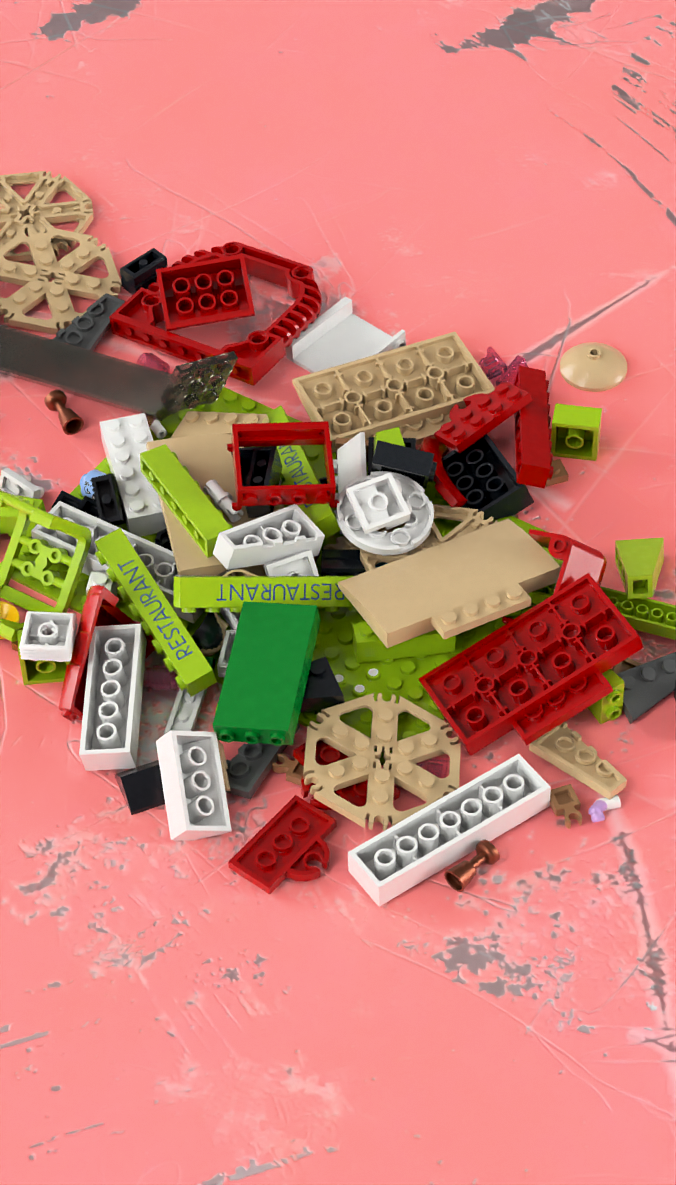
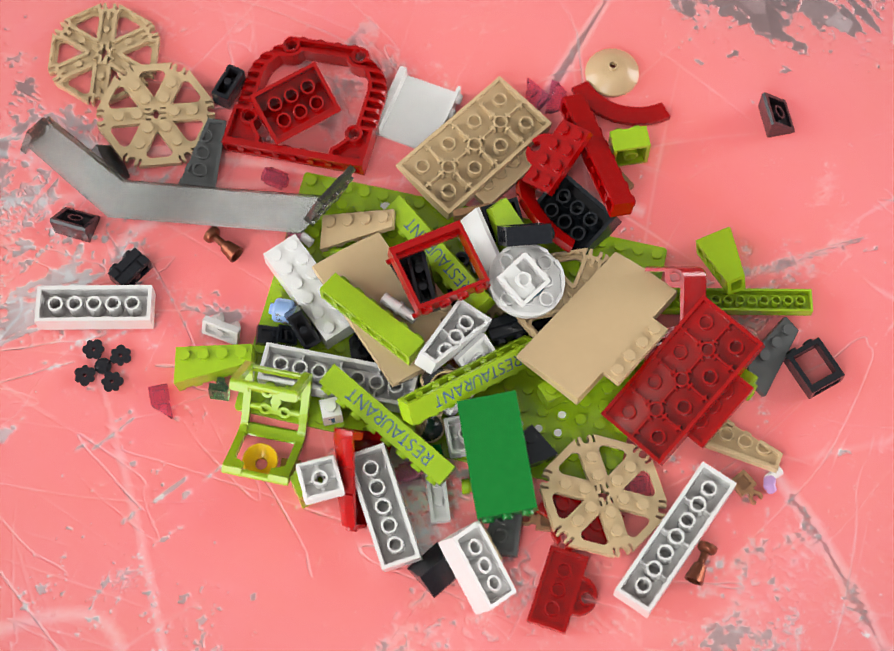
camera: 20 degrees left, 20 degrees up
(567, 394) = (619, 113): none -> red tile

